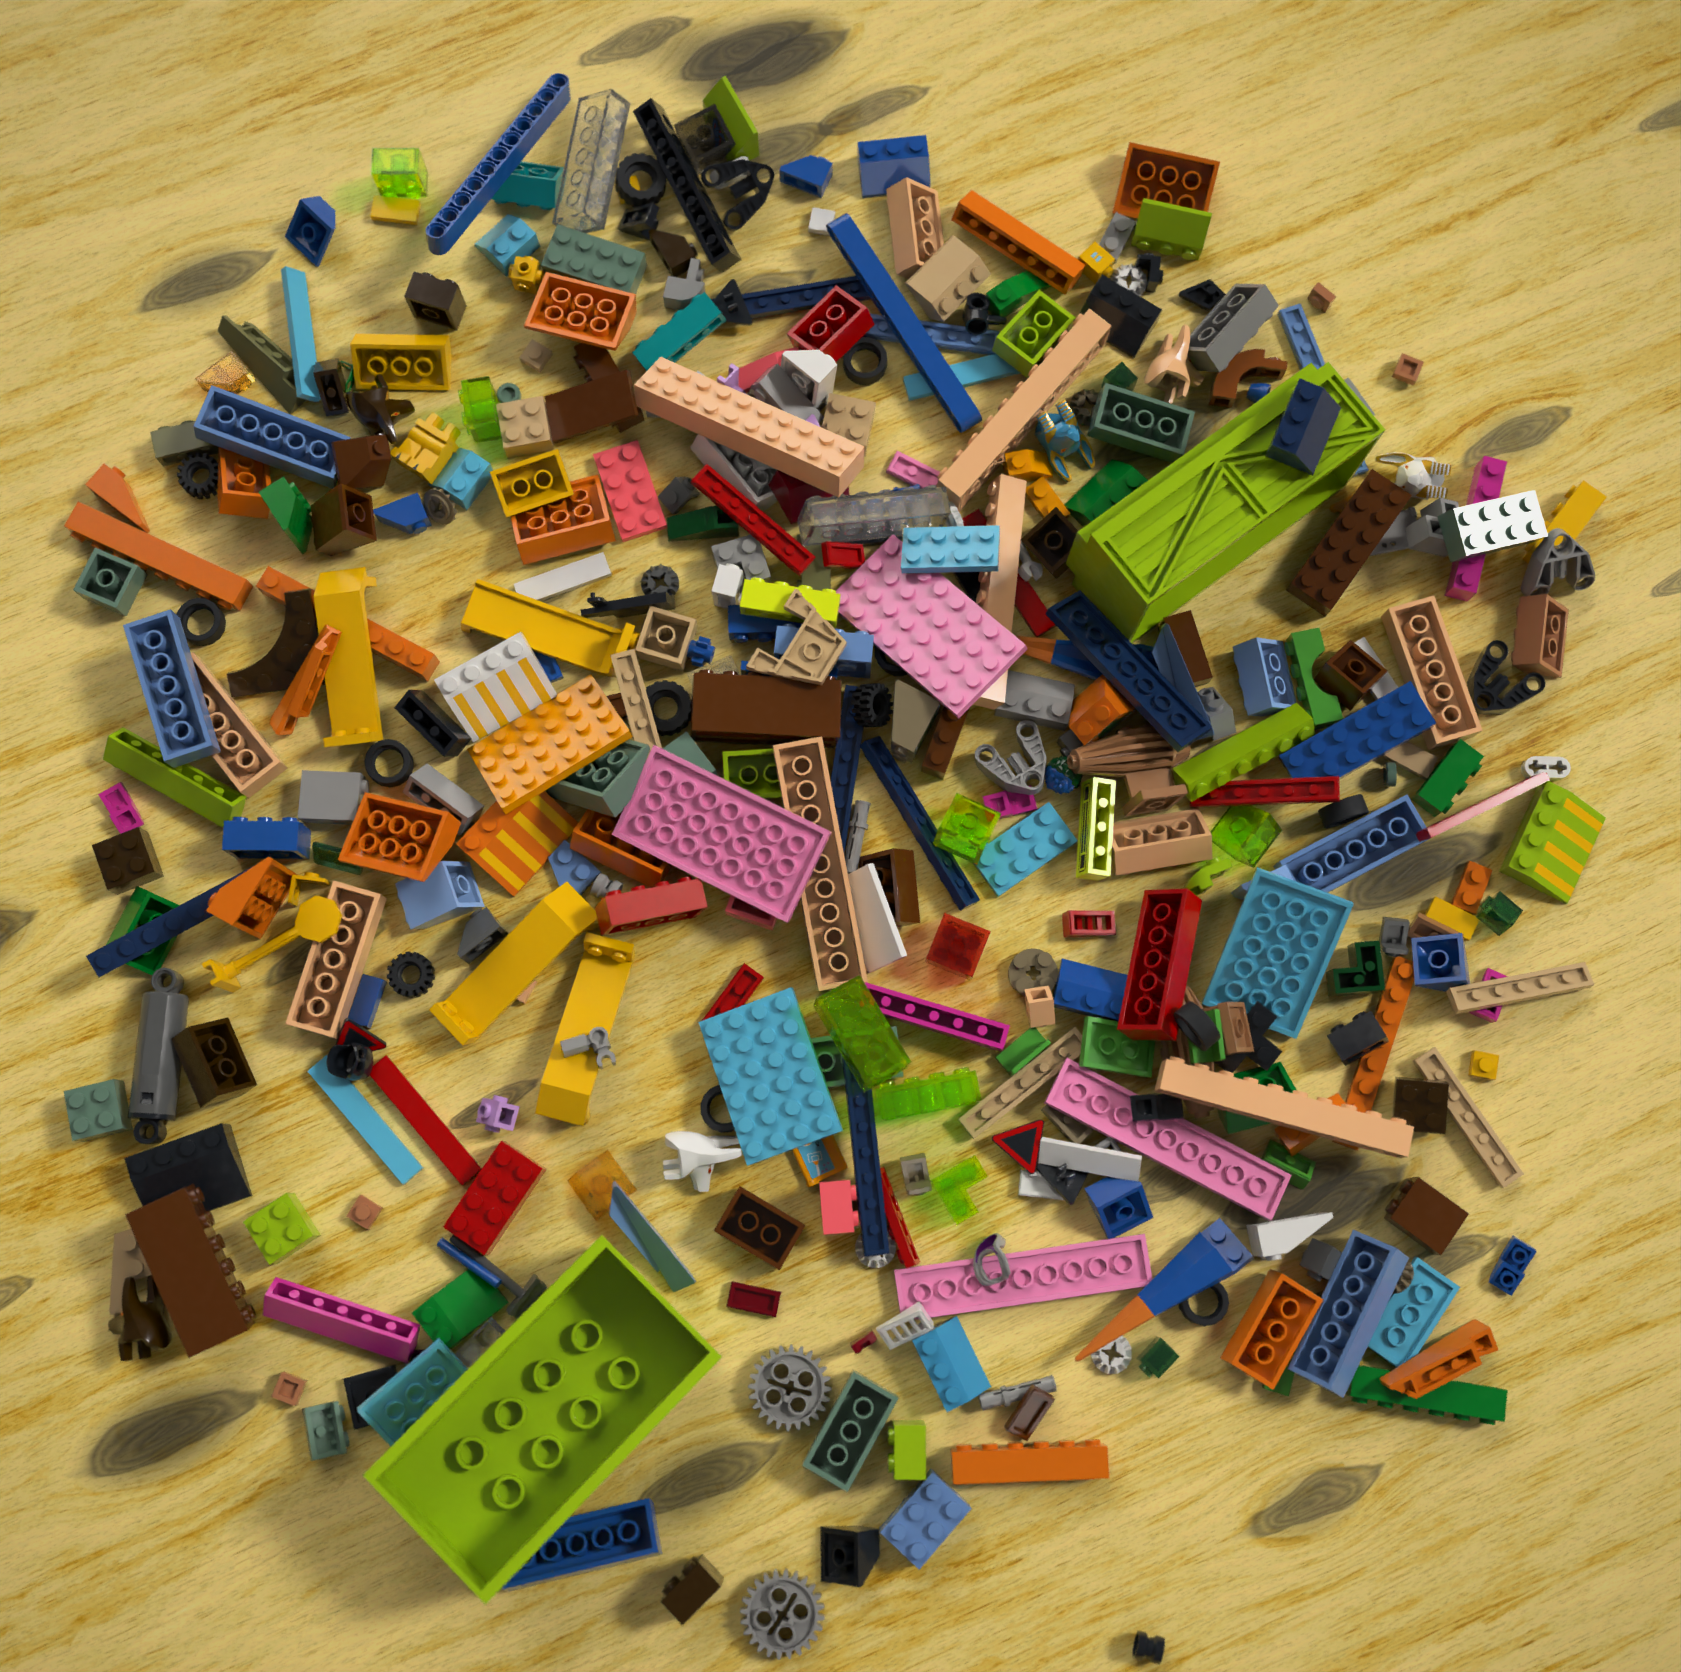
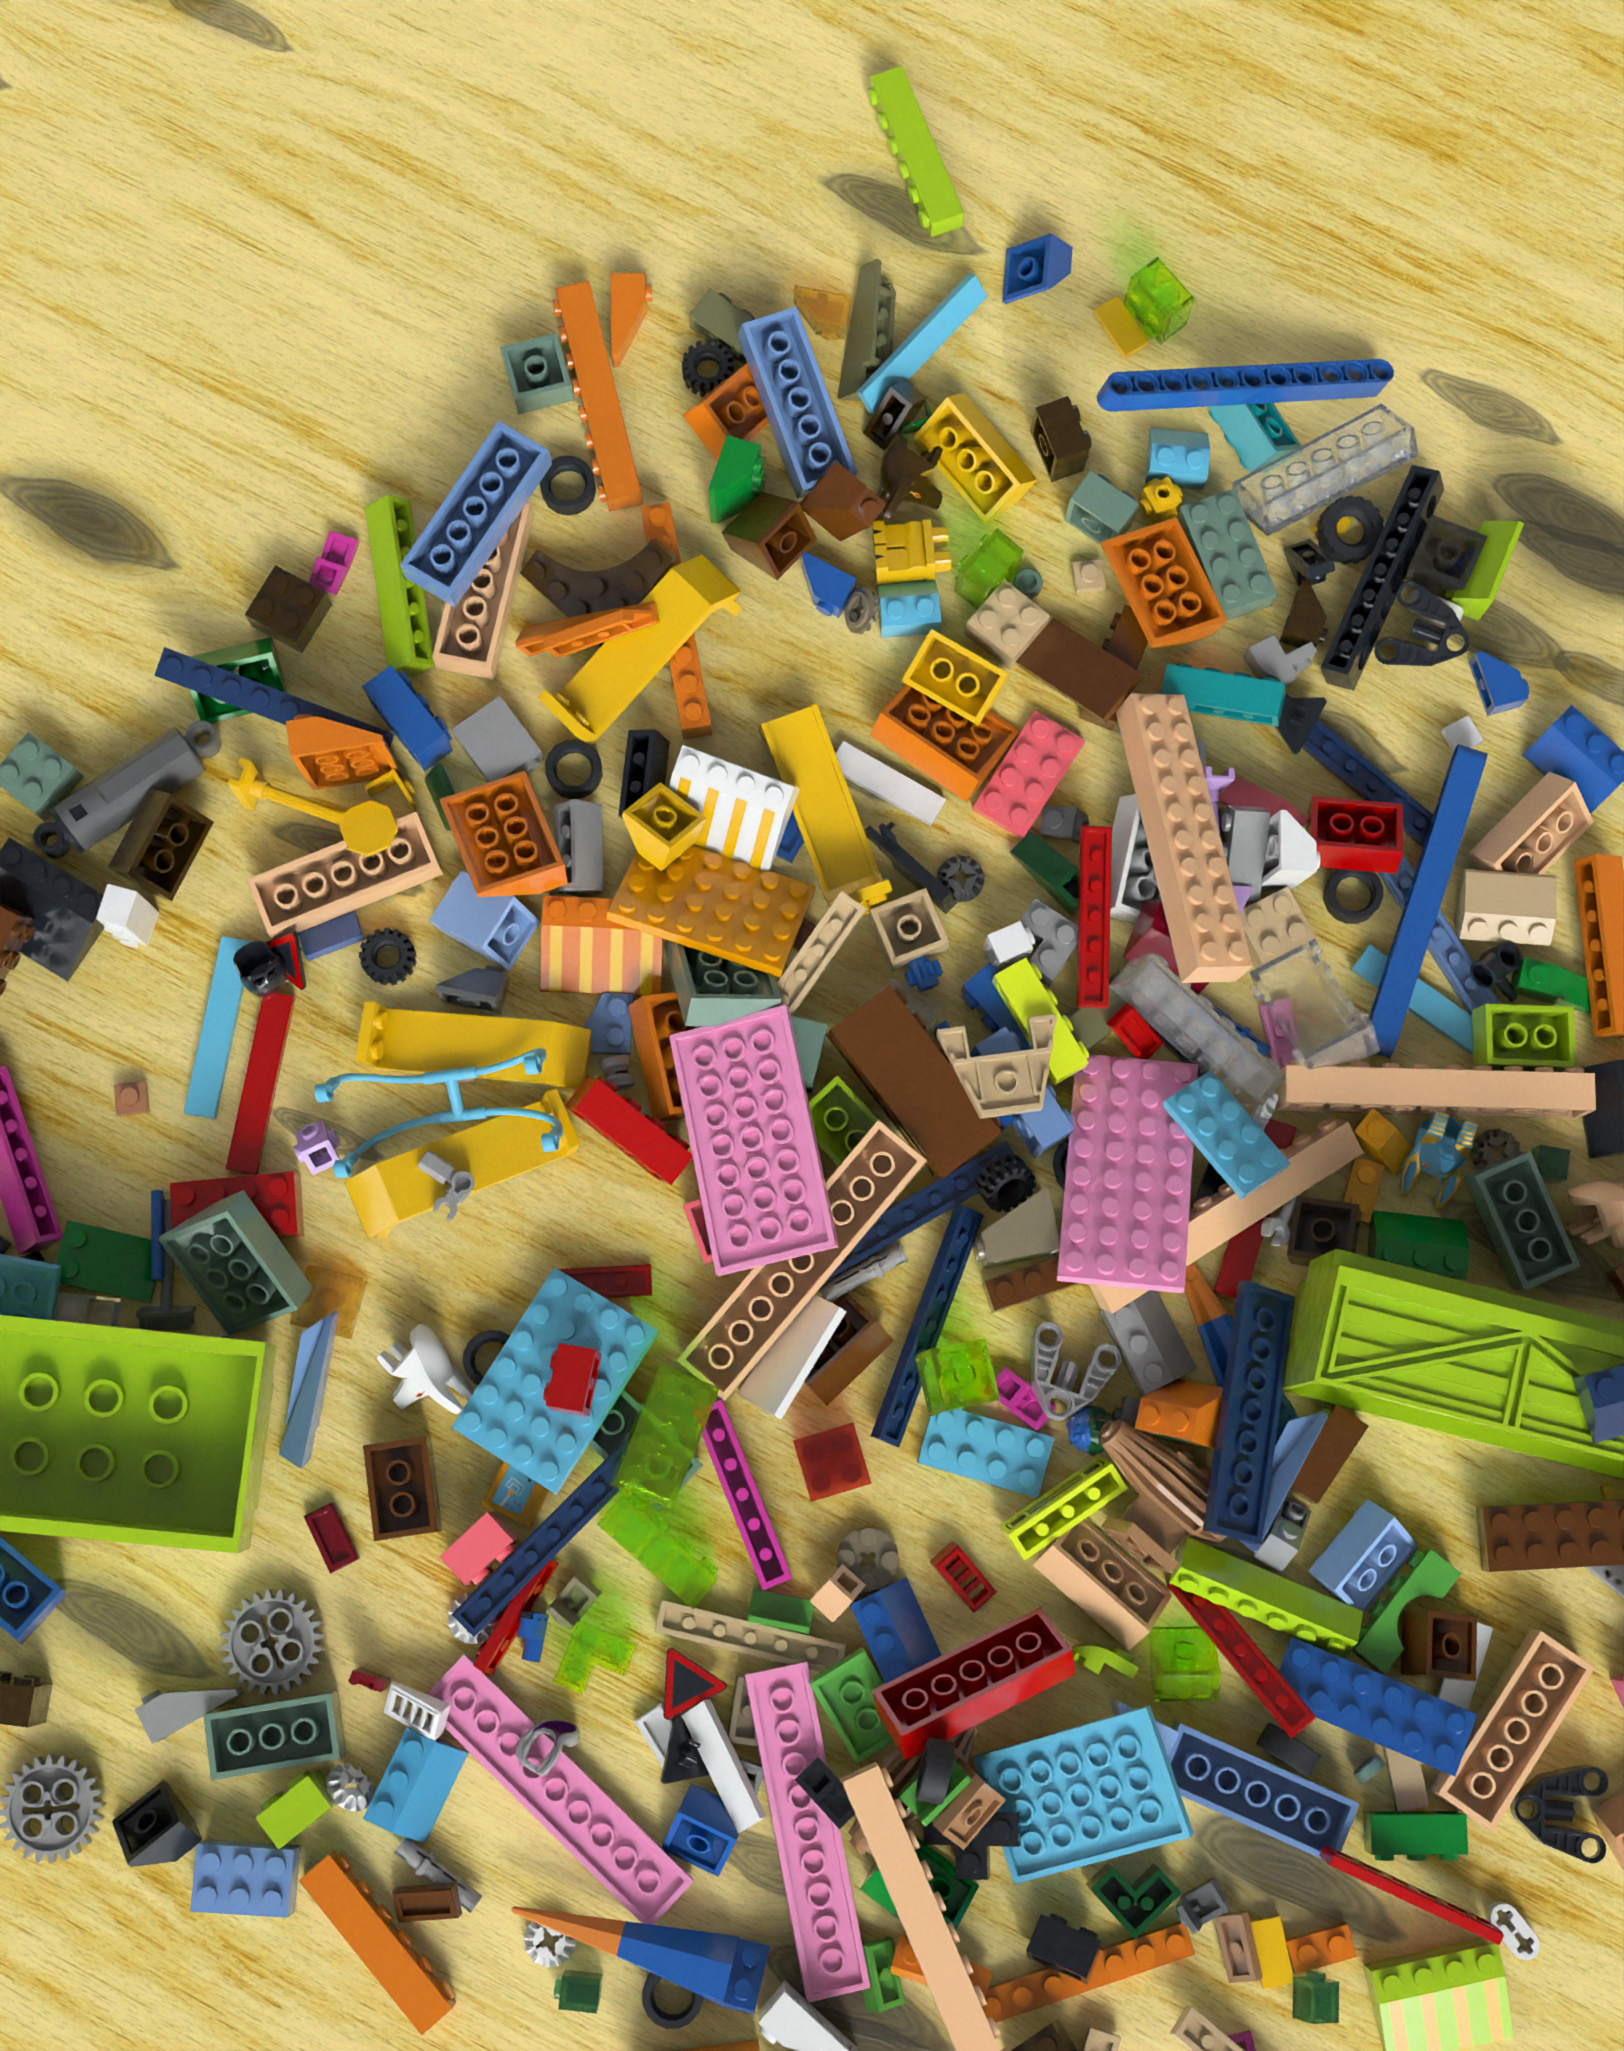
camera: 50 degrees right, 0 degrees up
(172, 238) = (915, 151): none -> lime brick
(244, 1119) = (127, 916): none -> white brick
(281, 1228) = (56, 1034): lime brick -> none
(474, 733) = (662, 825): none -> yellow slope
(501, 312) = (1101, 509): none -> sand green brick
(531, 1222) = (237, 1264): none -> sand green slope
(559, 923) = (532, 1065): none -> medium azure bar
(683, 701) = (863, 986): black tyre -> none
(780, 1062) = (572, 1379): none -> red brick
(783, 1483) = (174, 1710): none -> light grey slope
(914, 1214) = (533, 1629): none -> blue piece
(917, 437) = (1313, 1009): none -> clear windscreen
(929, 1410) = (349, 1798): none -> white gear
(1440, 962) = (1213, 1975): blue slope -> none

